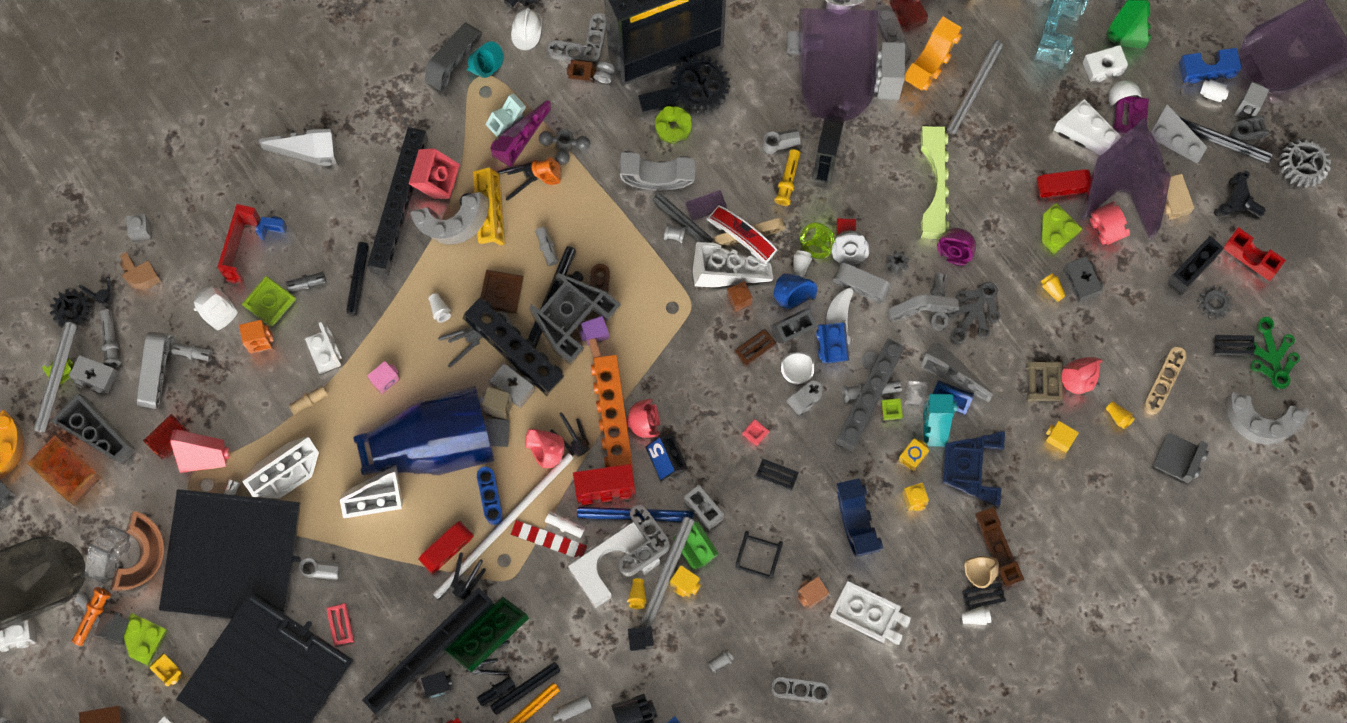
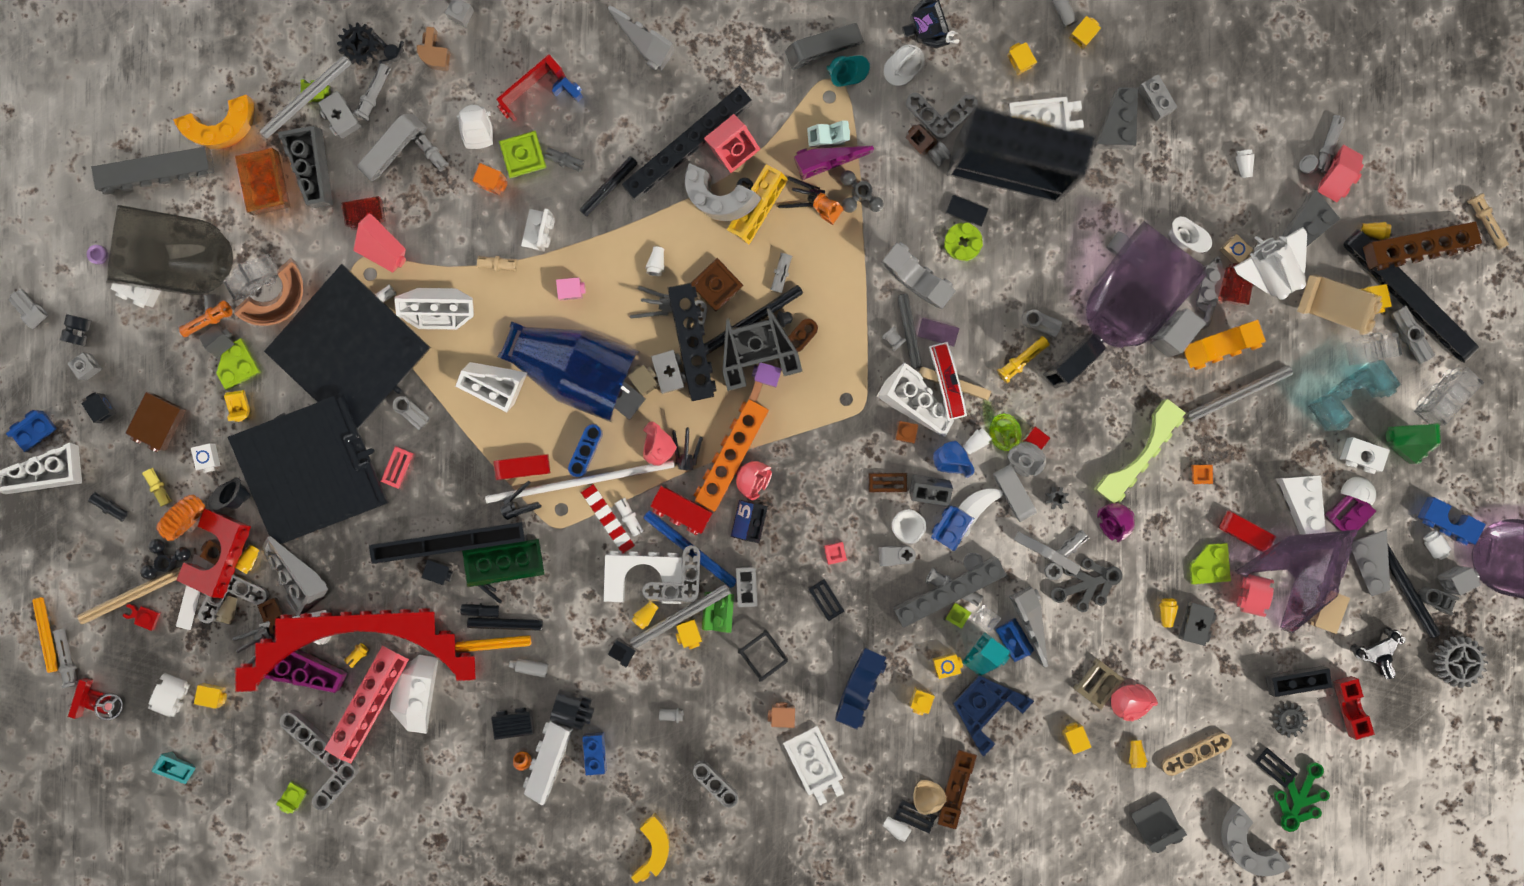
camera: 35 degrees right, 15 degrees up
(685, 89) = (1028, 227): black gear -> none
(995, 165) = (1202, 474): none -> orange plate

